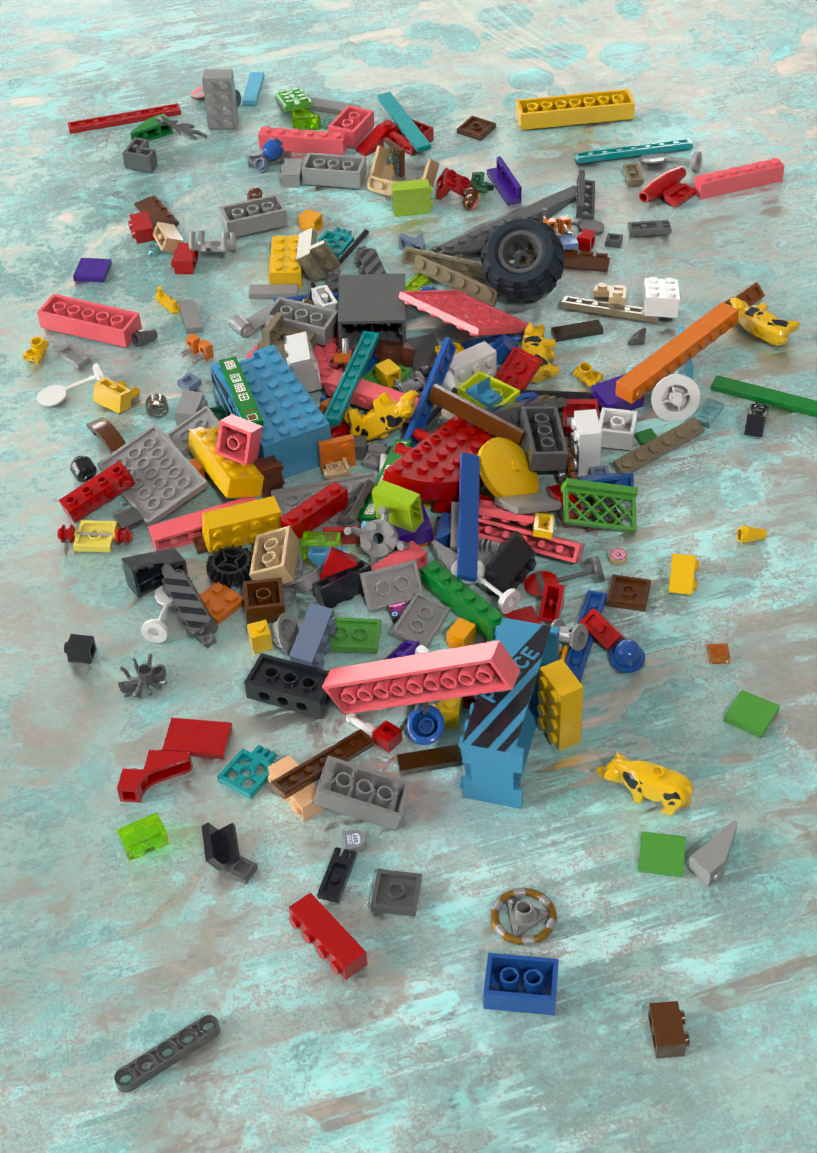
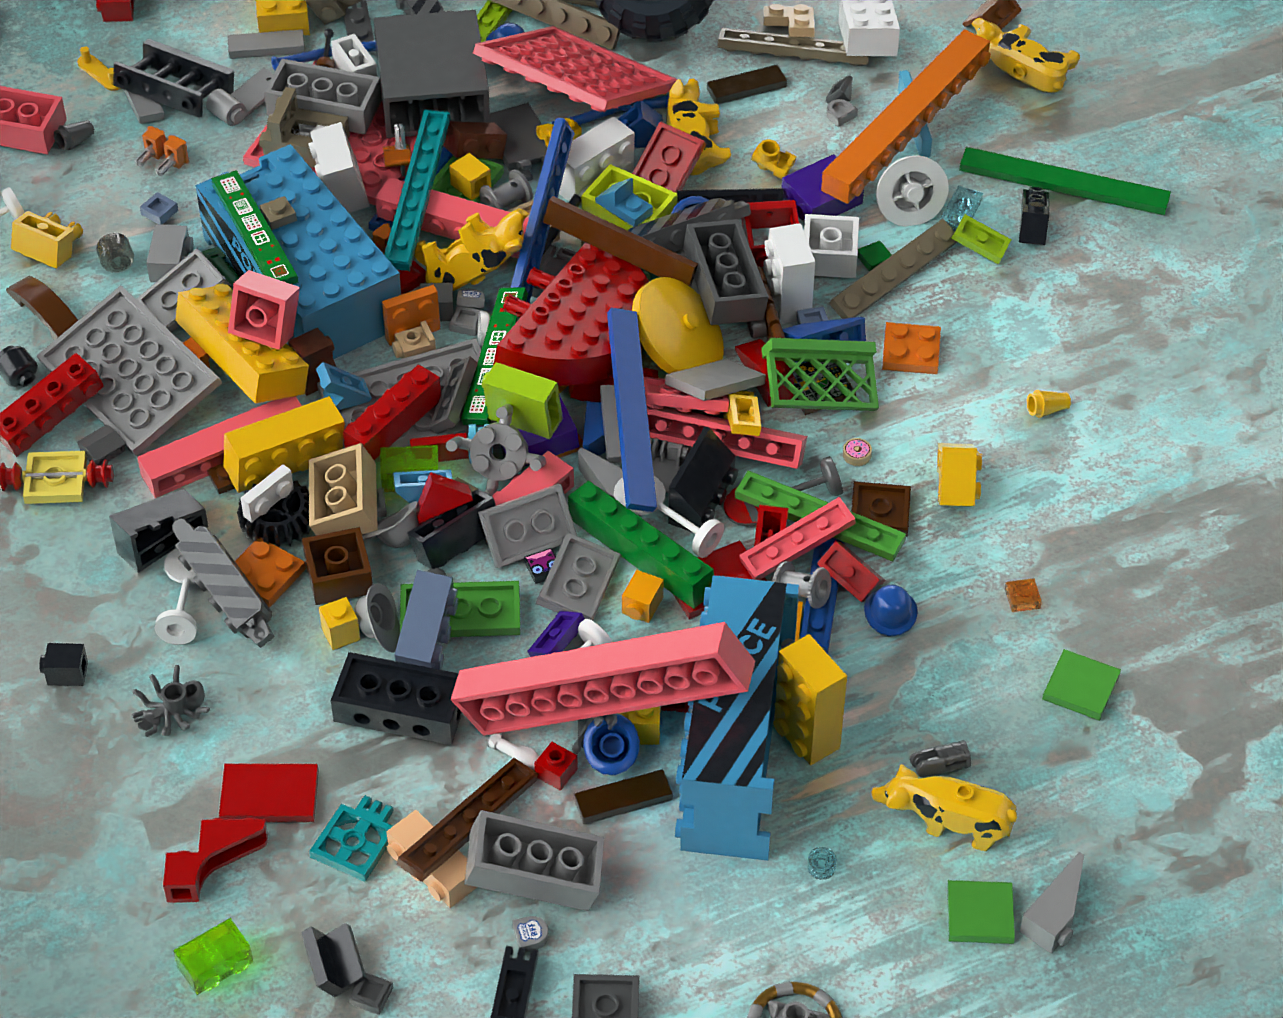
camera: 10 degrees left, 5 degrees up
(212, 298) = (180, 65): none -> black fence
(225, 552) = (267, 493): none -> white plate
(258, 383) = (278, 212): none -> dark tan plate
(285, 493) = (342, 387): none -> dark azure slope
(557, 819) = (817, 854): none -> clear light blue bush
(570, 604) = (797, 539): none -> coral plate
(588, 593) = (864, 534): none -> bright green plate
(636, 350) = (841, 111): none -> light grey tile
(648, 752) = (941, 759): none -> dark grey hinge
(663, 495) = (911, 348): none -> orange plate
(719, 431) = (981, 239): none -> lime plate

